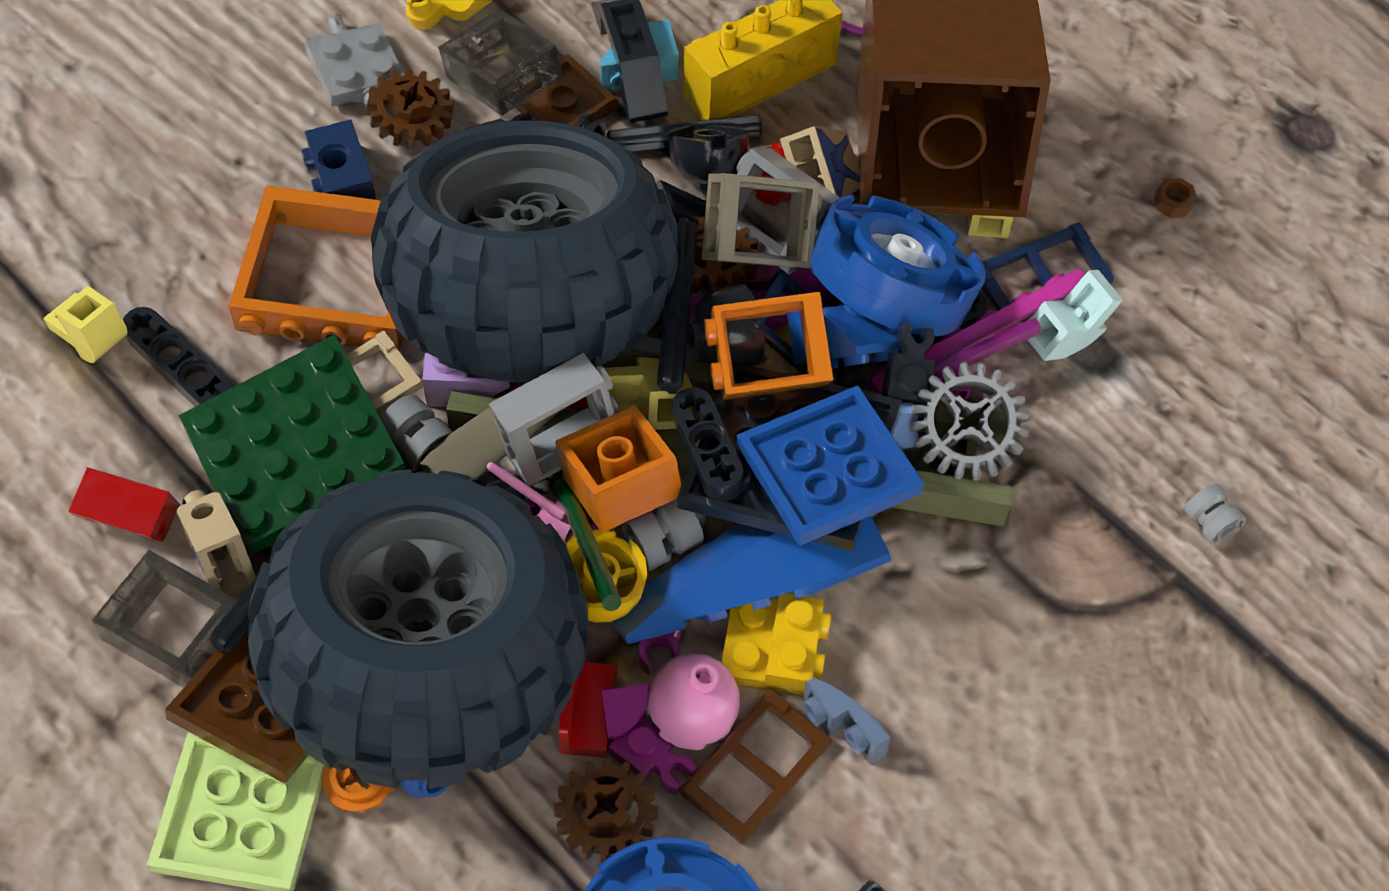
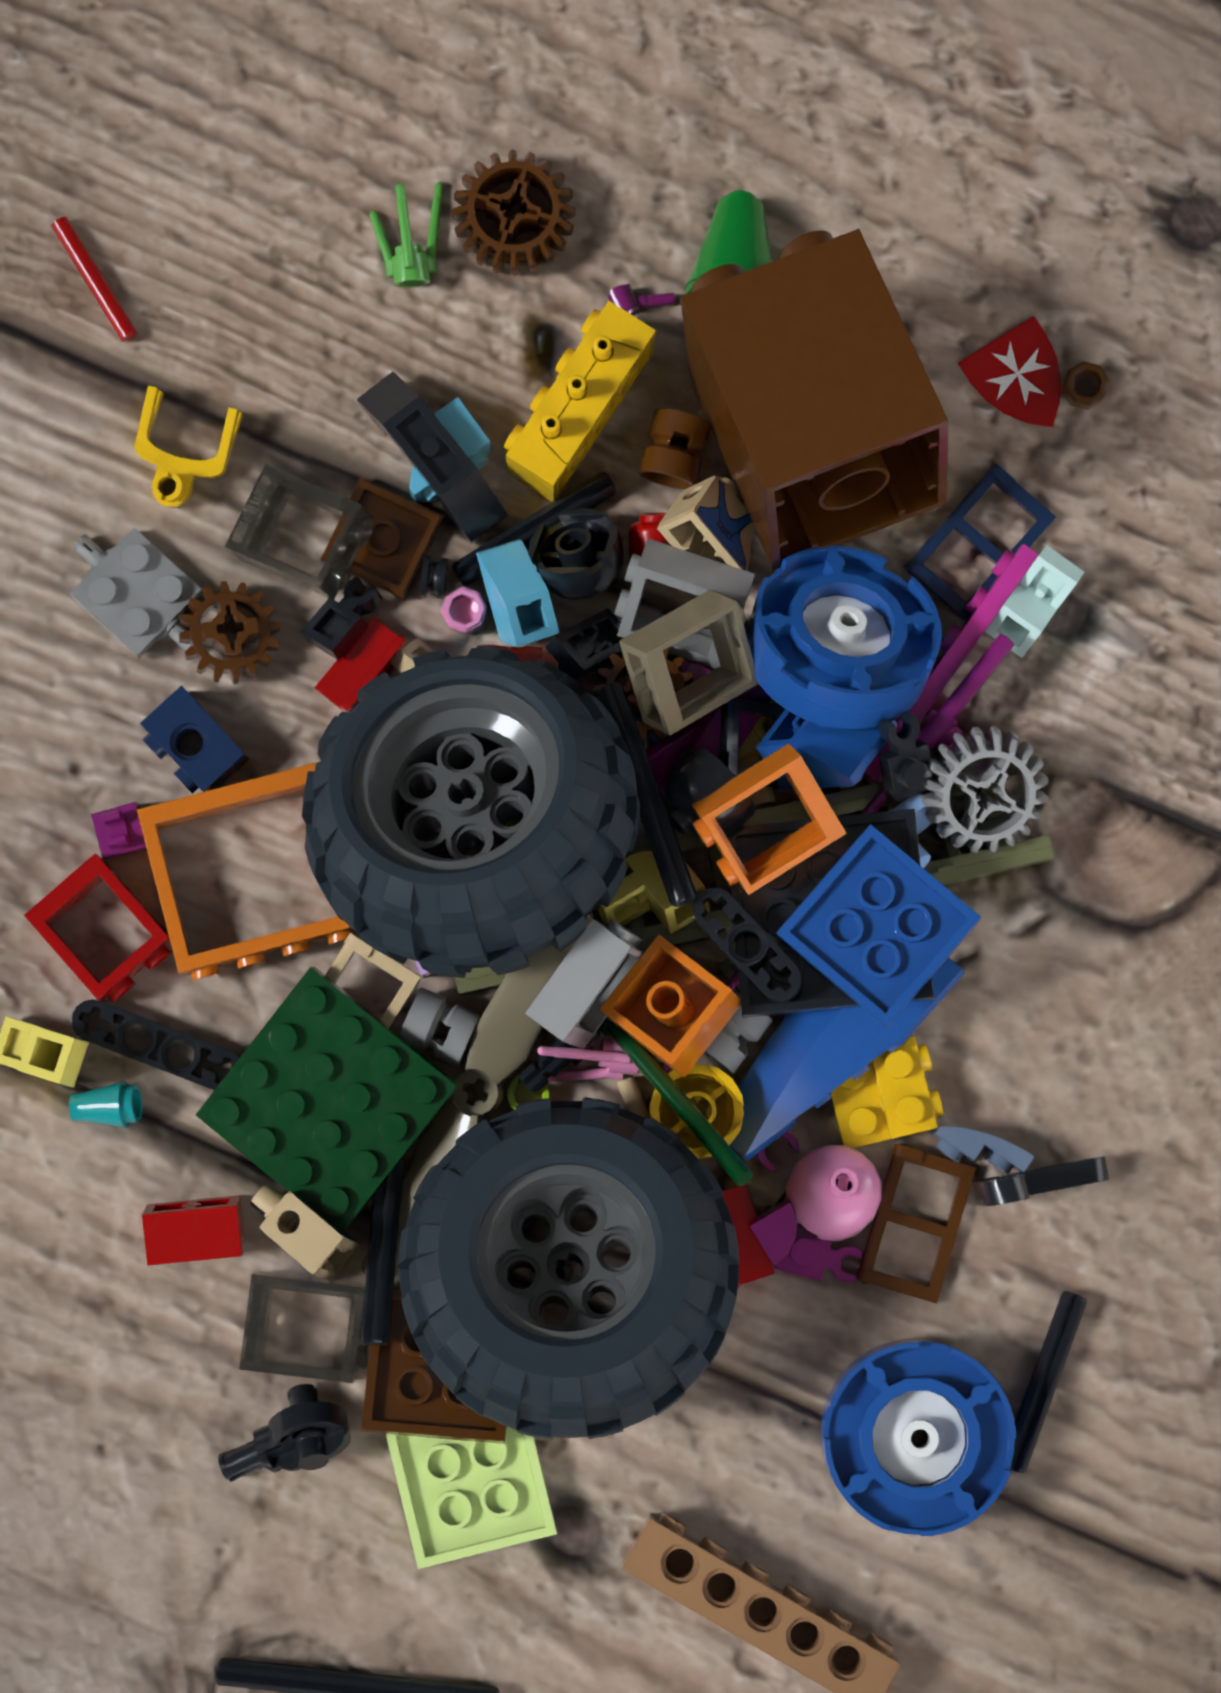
camera: 25 degrees left, 25 degrees up
(106, 711) = (293, 1439): none -> black pin
(118, 389) = (109, 1105): none -> teal cone
(180, 231) = (67, 895): none -> red window
(241, 206) = (119, 831): none -> magenta tile
(605, 790) = (813, 1305): reddish brown gear -> none
(652, 146) = (517, 595): none -> medium azure slope
(825, 106) = (670, 464): none -> reddish brown wheel
(849, 760) = (1020, 1185): none -> black beam
(1122, 178) = (1018, 374): none -> red sticker

